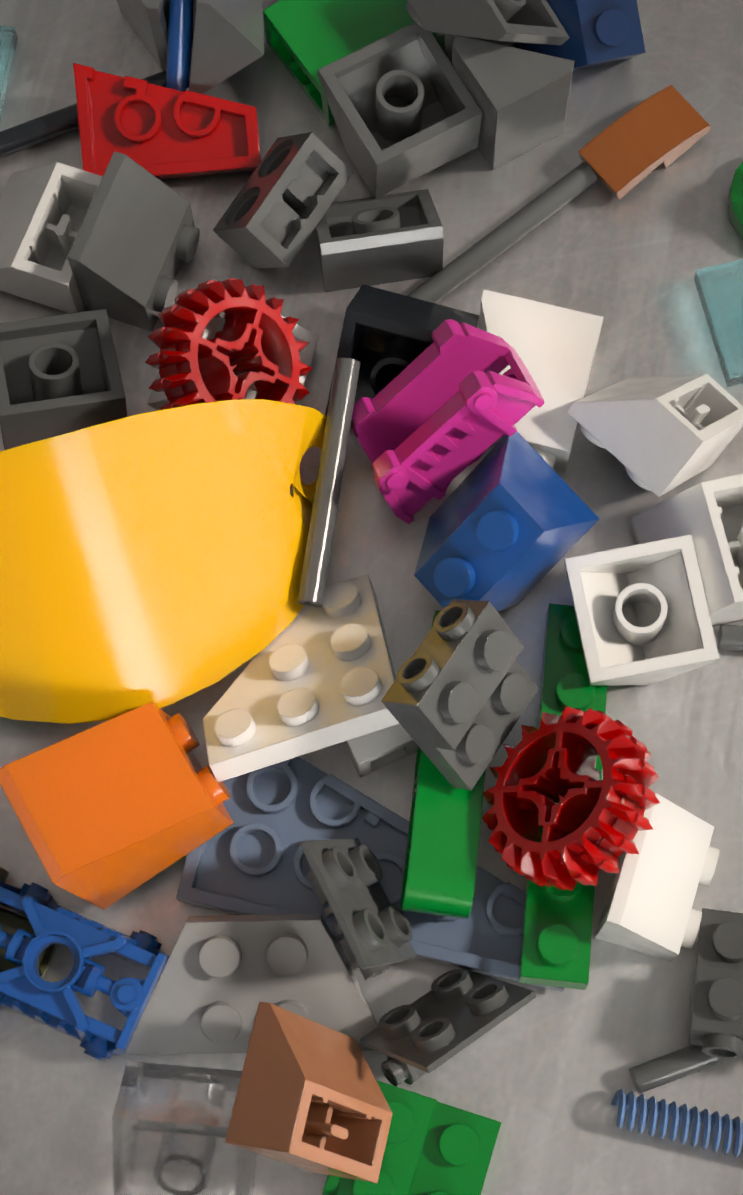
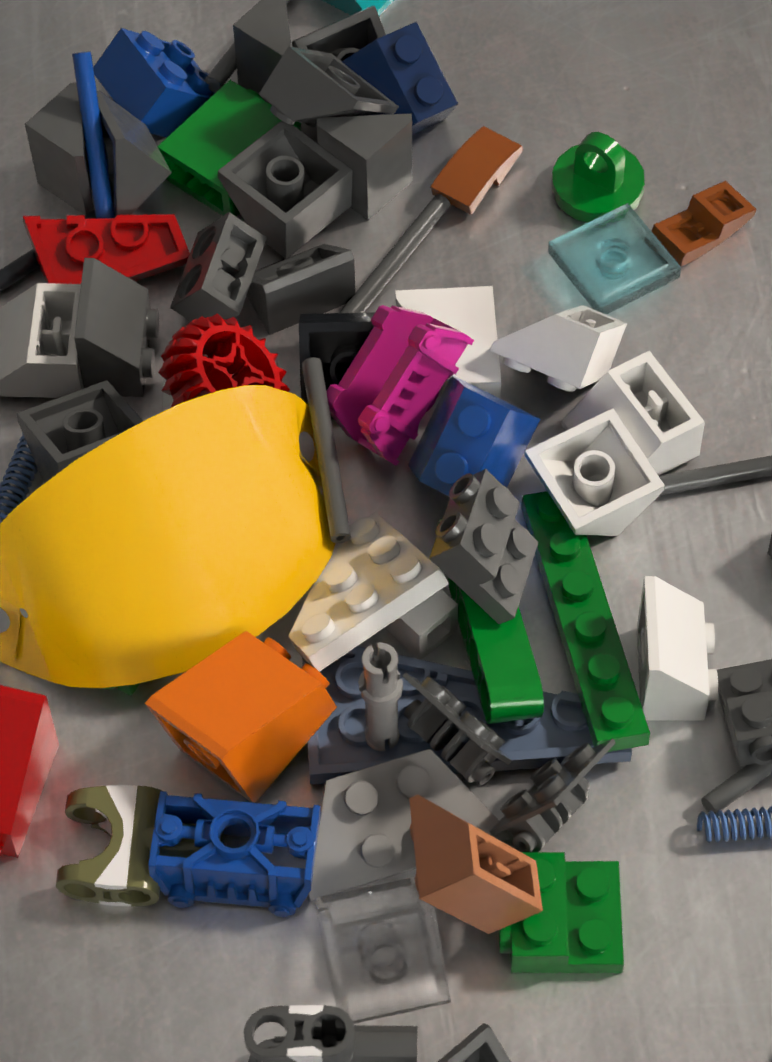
camera: 20 degrees left, 15 degrees down
(268, 855) = (380, 690): none -> light grey pin
(581, 817) = (592, 584): red gear -> none

